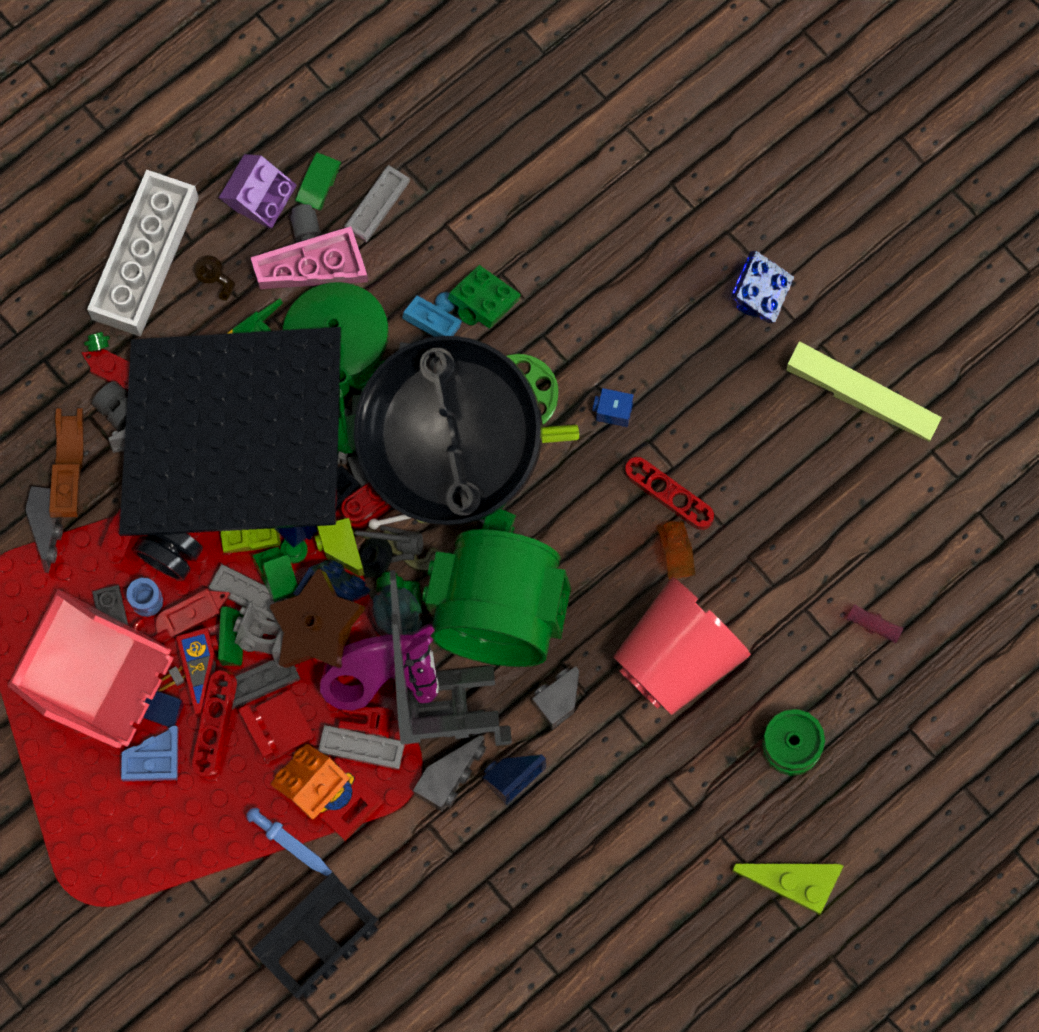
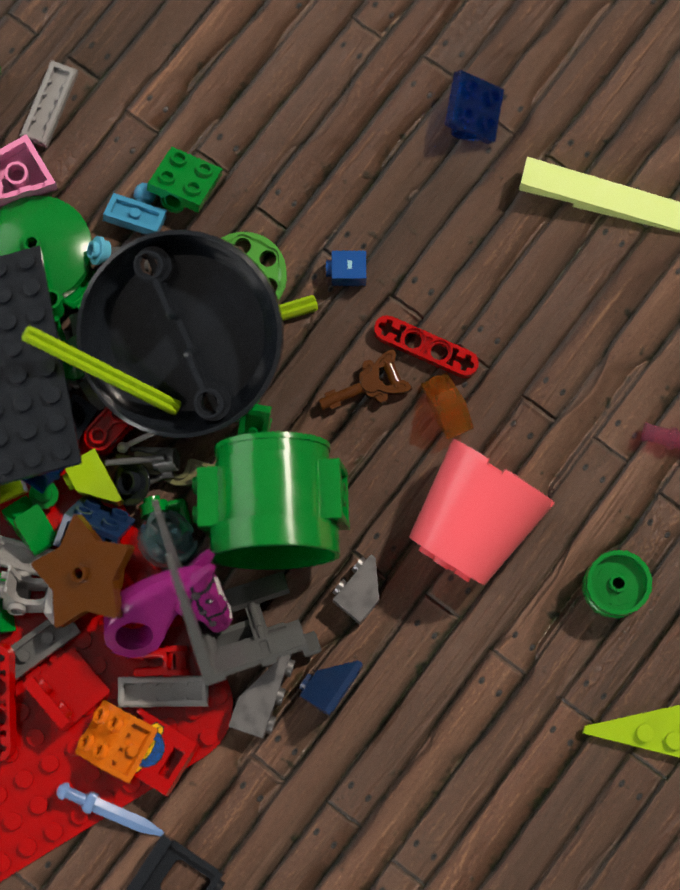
camera: 15 degrees left, 5 degrees up
(371, 448) = (101, 370): none -> lime axle
(392, 343) = (98, 250): none -> medium azure plate
(611, 515) = (370, 383): none -> reddish brown piece

